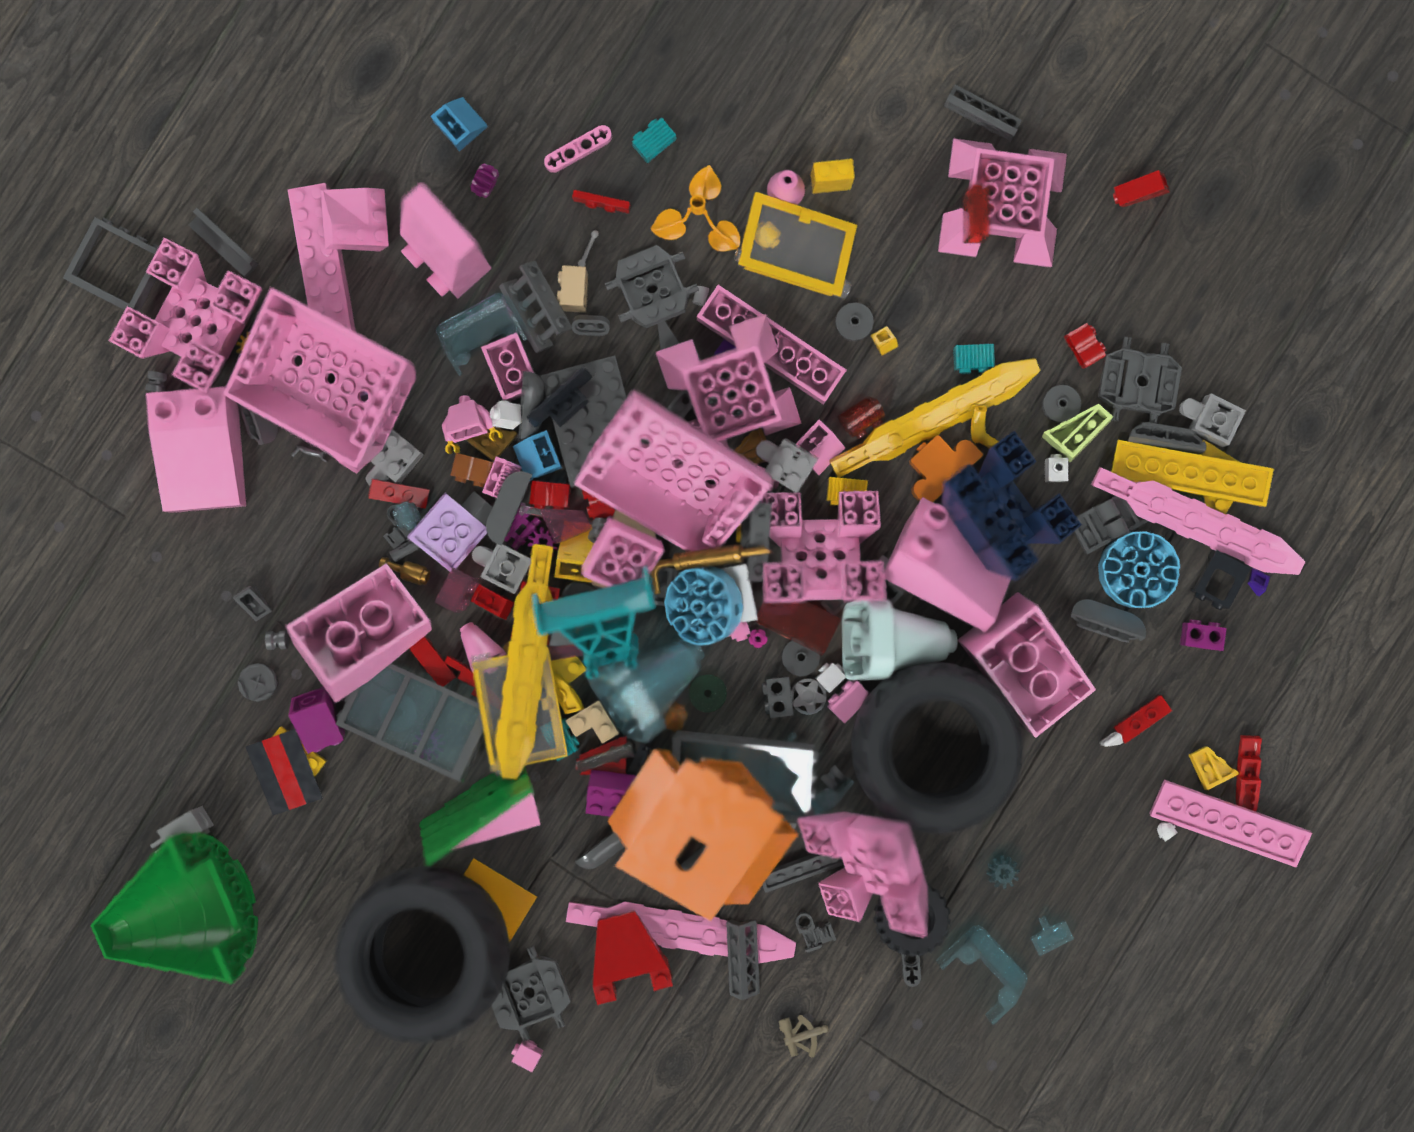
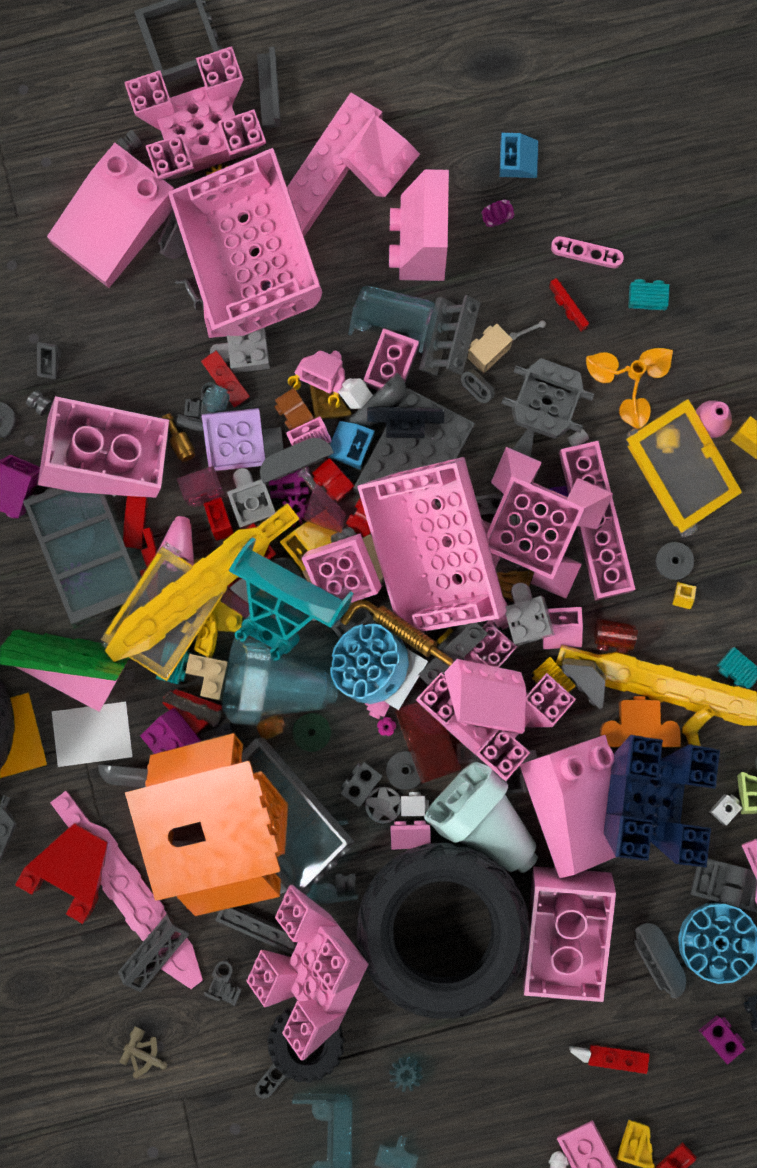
camera: 50 degrees right, 5 degrees down
(549, 847) = (91, 735): none -> white sticker
(813, 549) = (487, 695): none -> bright pink slope
(871, 467) = (587, 678): none -> dark grey slope

